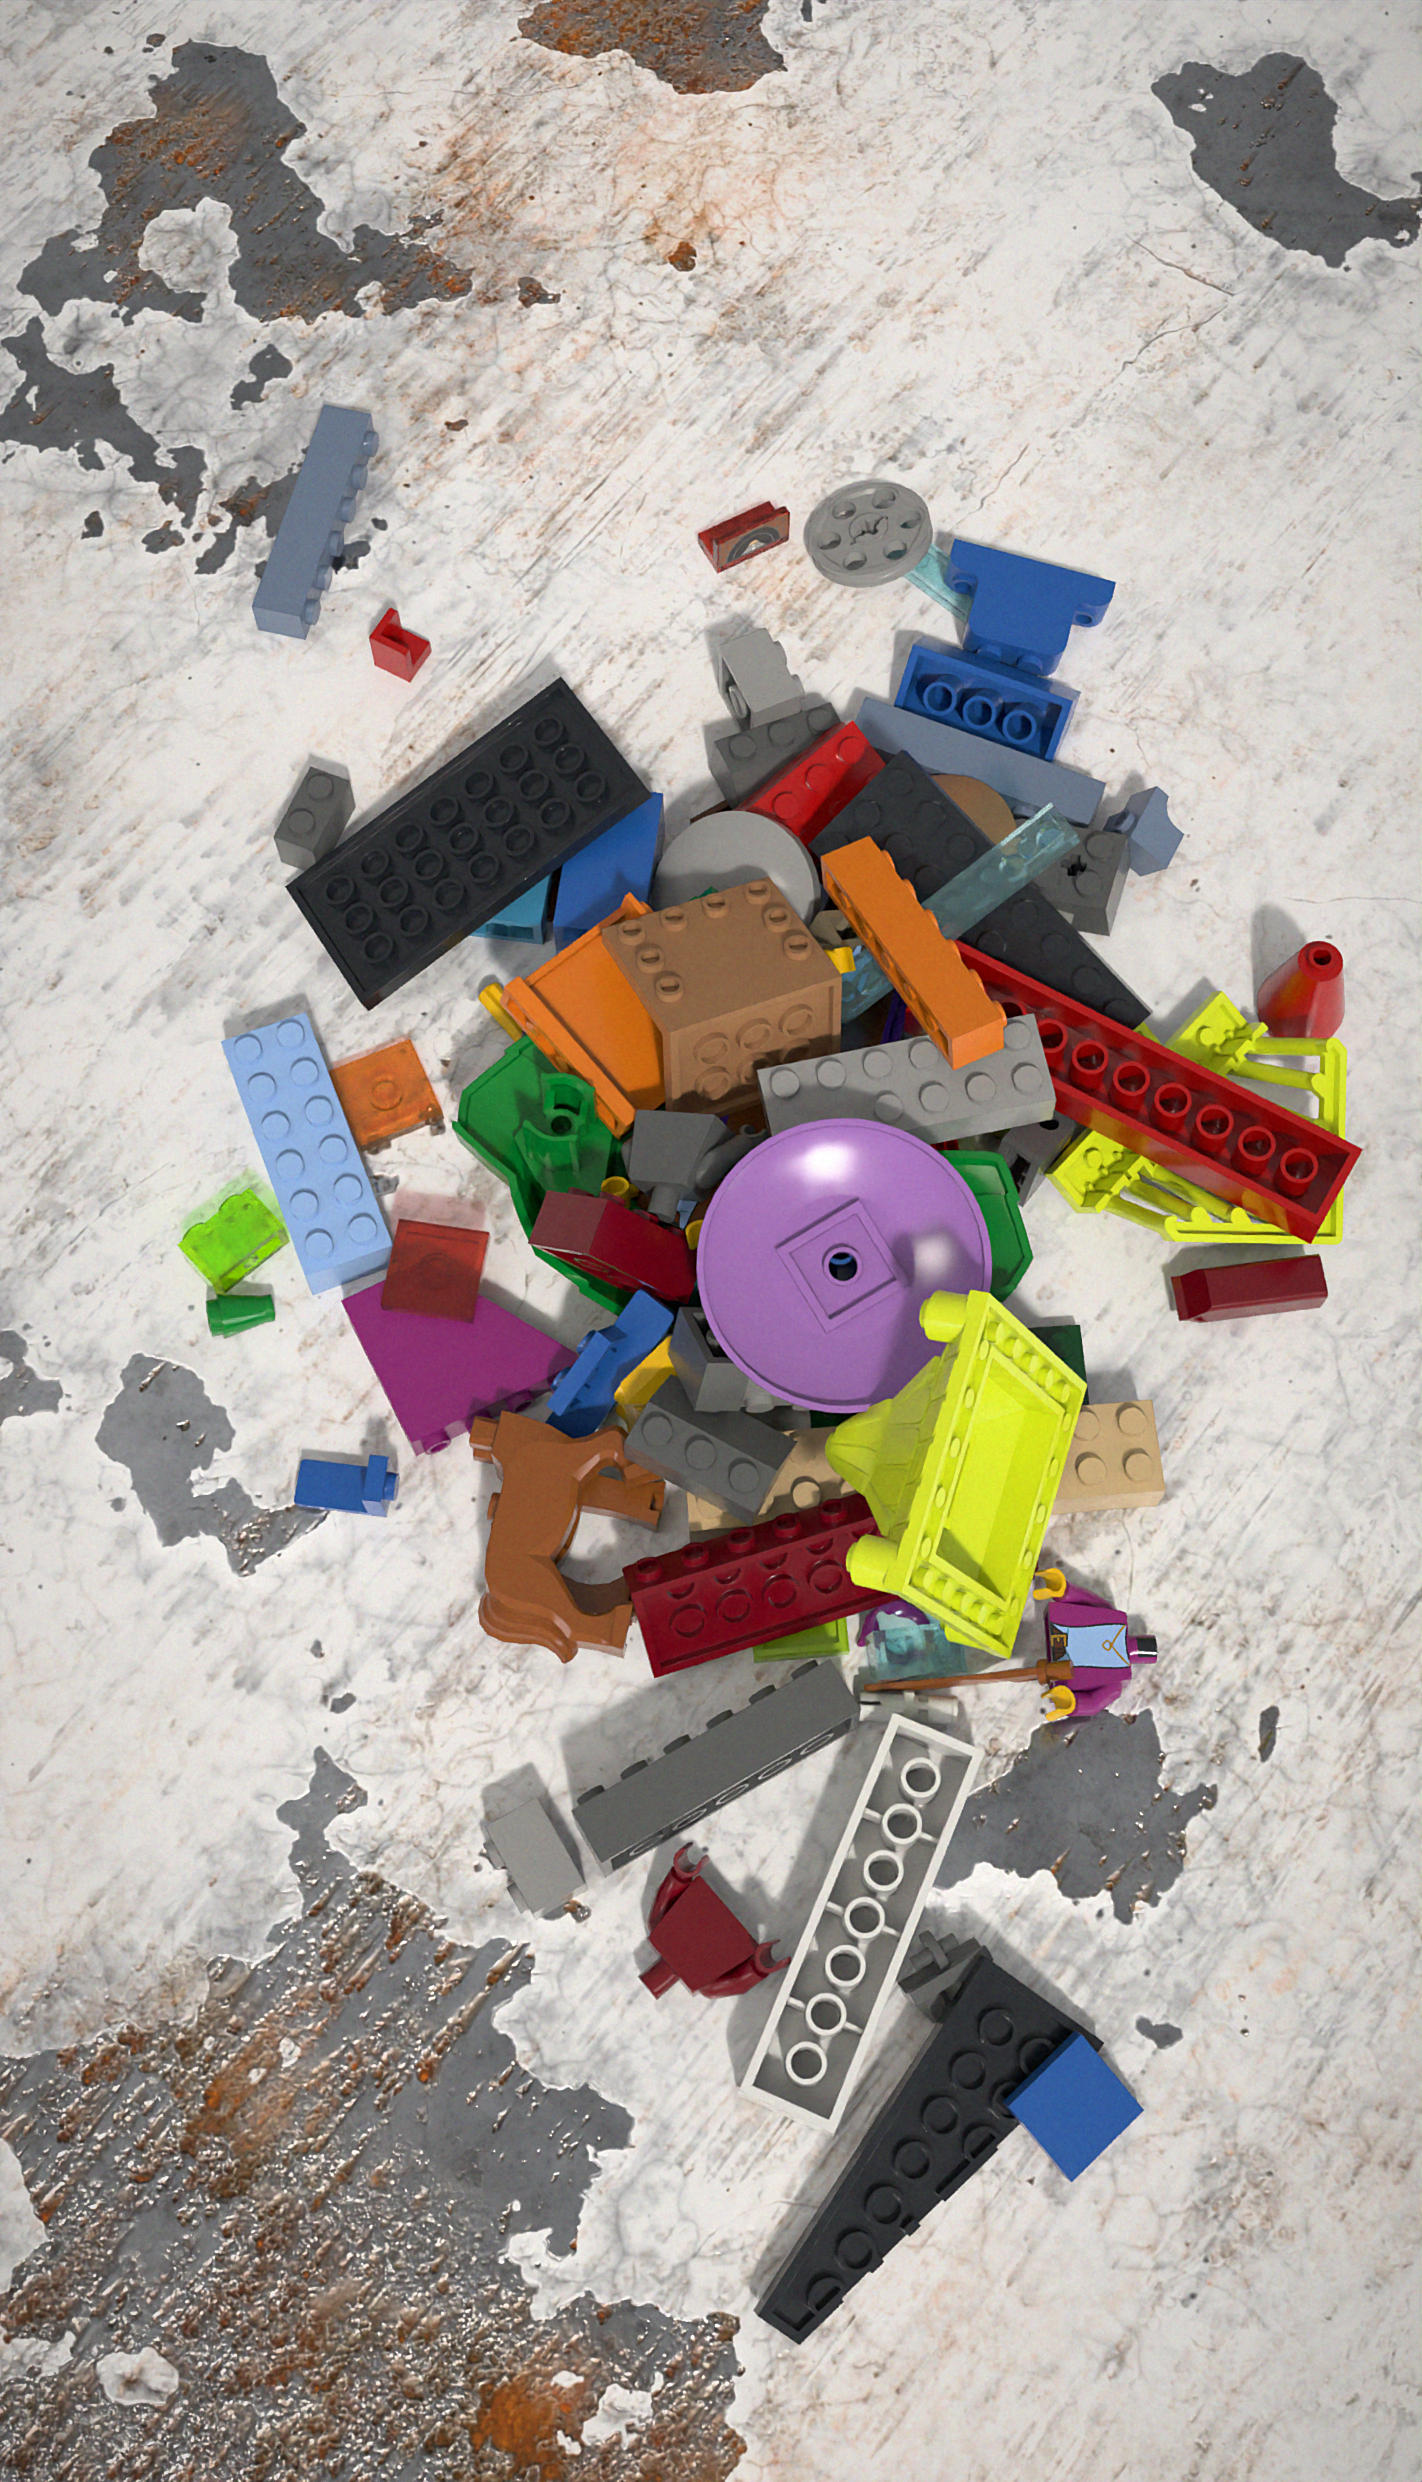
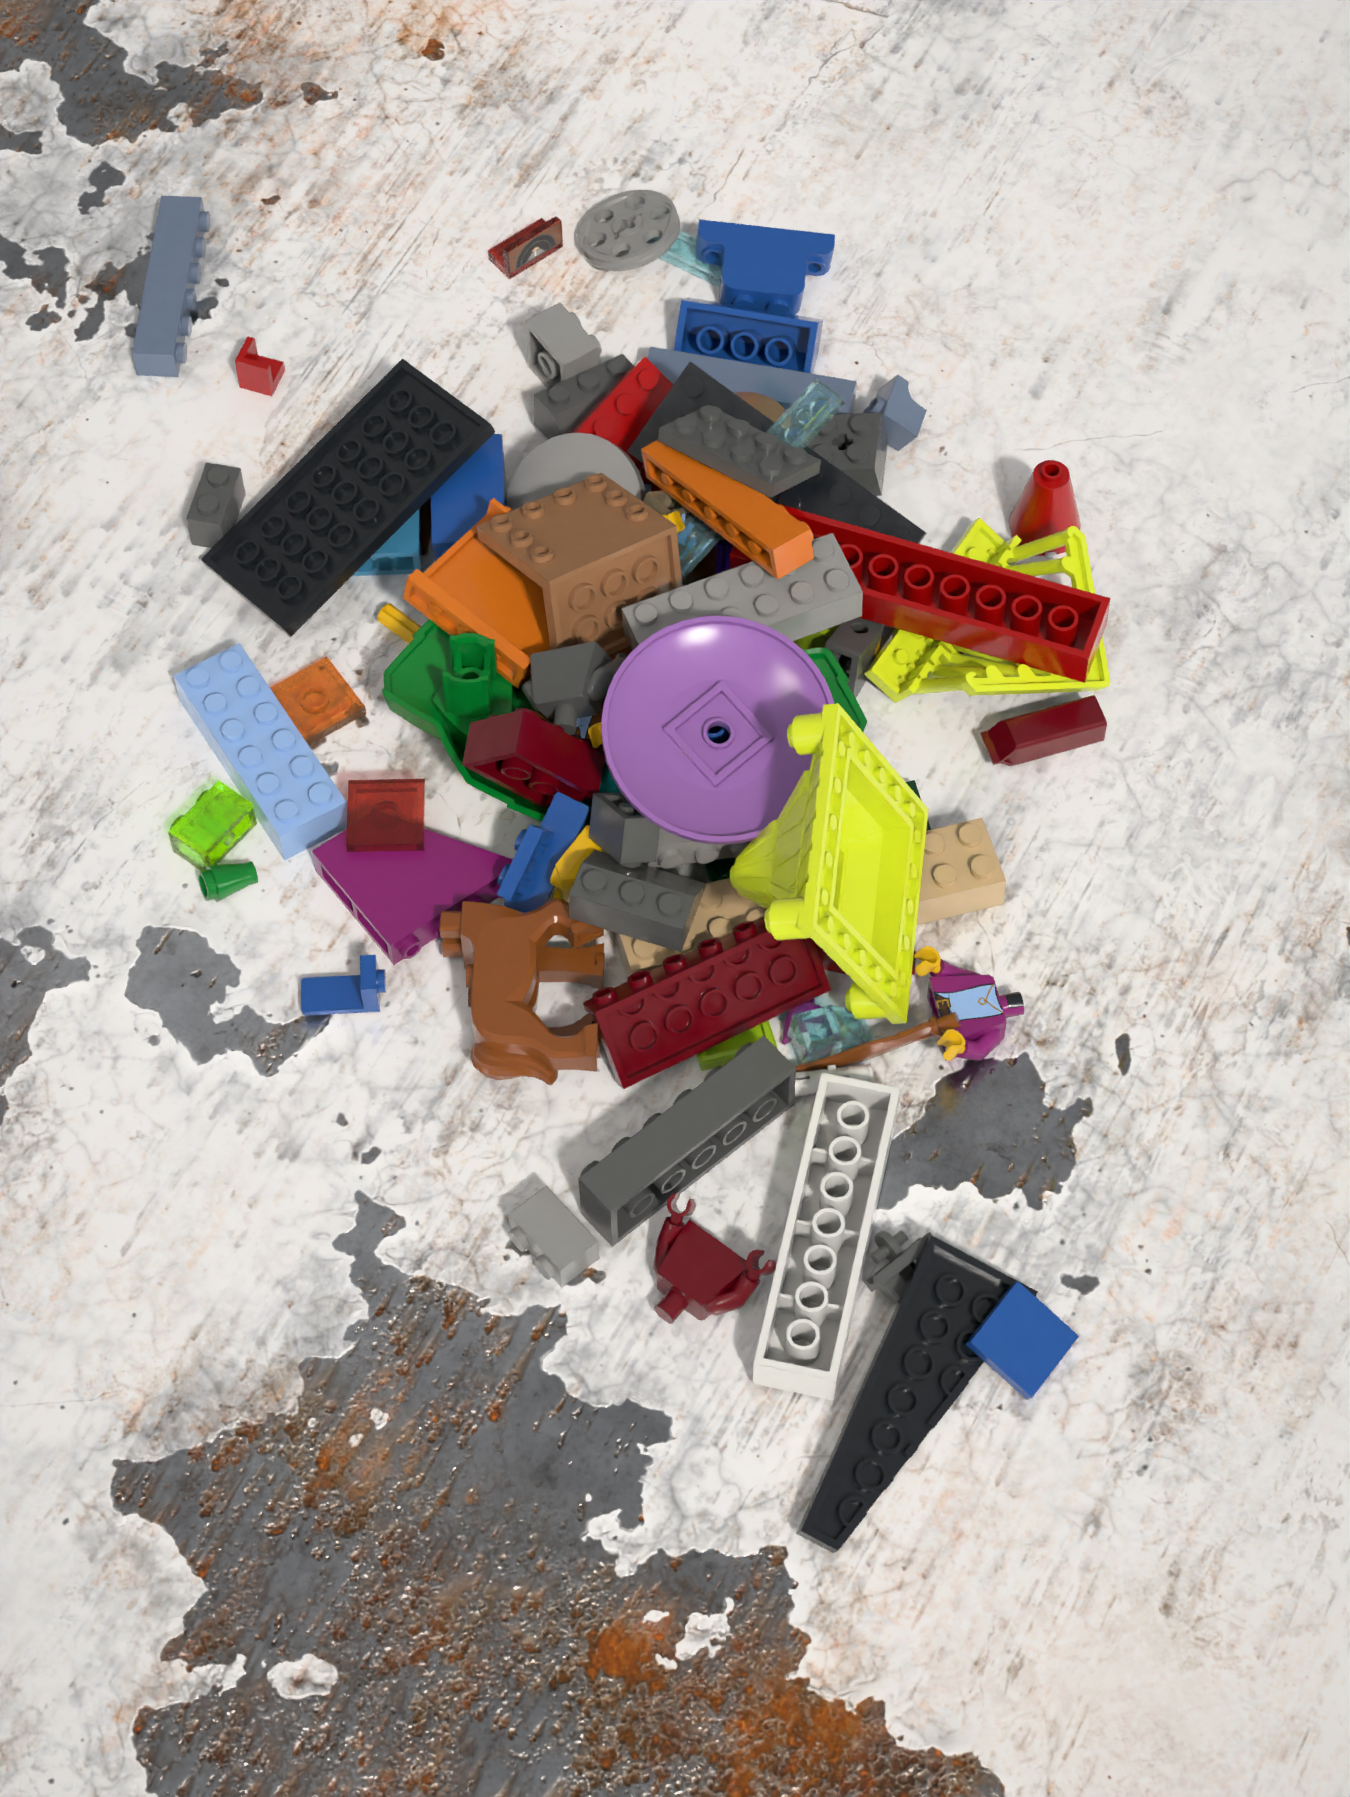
camera: 10 degrees left, 10 degrees down
(939, 884) = (739, 450): none -> dark grey plate

